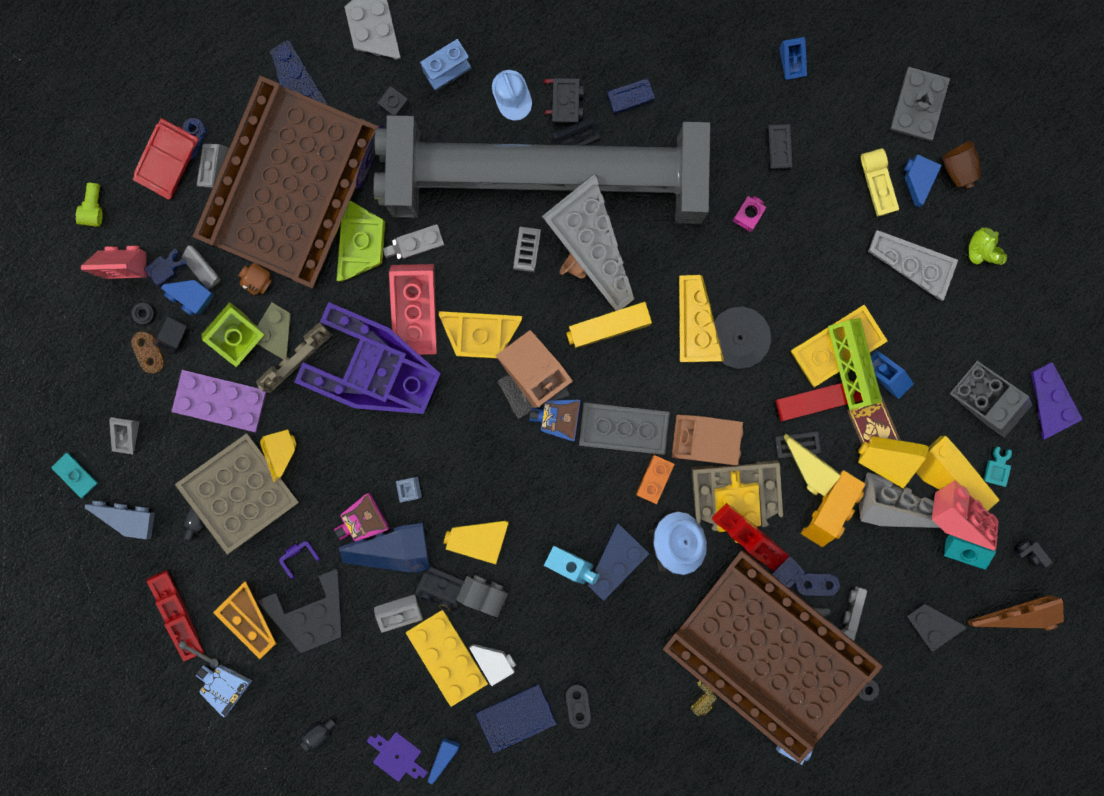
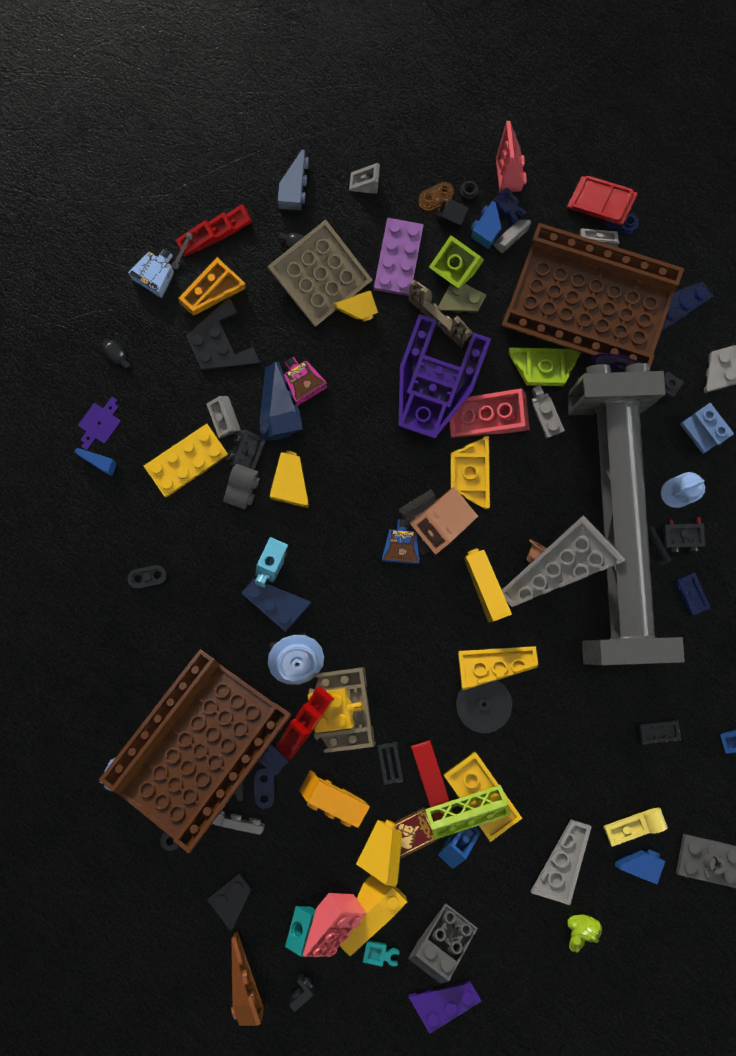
camera: 80 degrees right, 5 degrees down
(74, 475) = (328, 143): teal plate -> none
(89, 212) = (551, 142): lime pin -> none
(254, 279) = (505, 279): dark orange head -> none
(294, 550) = (272, 323): dark purple piece -> none
(408, 489) = (331, 419): sand blue tile -> none
(493, 663) = (183, 499): white slope -> none
(516, 718) = (135, 523): clear blue piece -> none
(524, 266) = (533, 510): light grey slope -> none
(624, 428) = (395, 604): dark grey tile -> none
(655, 479) = (351, 633): orange brick -> none
(704, 705) = (152, 689): clear yellow bracket -> none
(707, 439) = (390, 680): nougat slope -> none
(745, 221) = (589, 703): dark pink brick -> none
(815, 471) = (365, 781): light yellow slope -> none
(892, 506) = (339, 854): light grey wedge -> none
(963, 164) = (658, 905): reddish brown helmet -> none

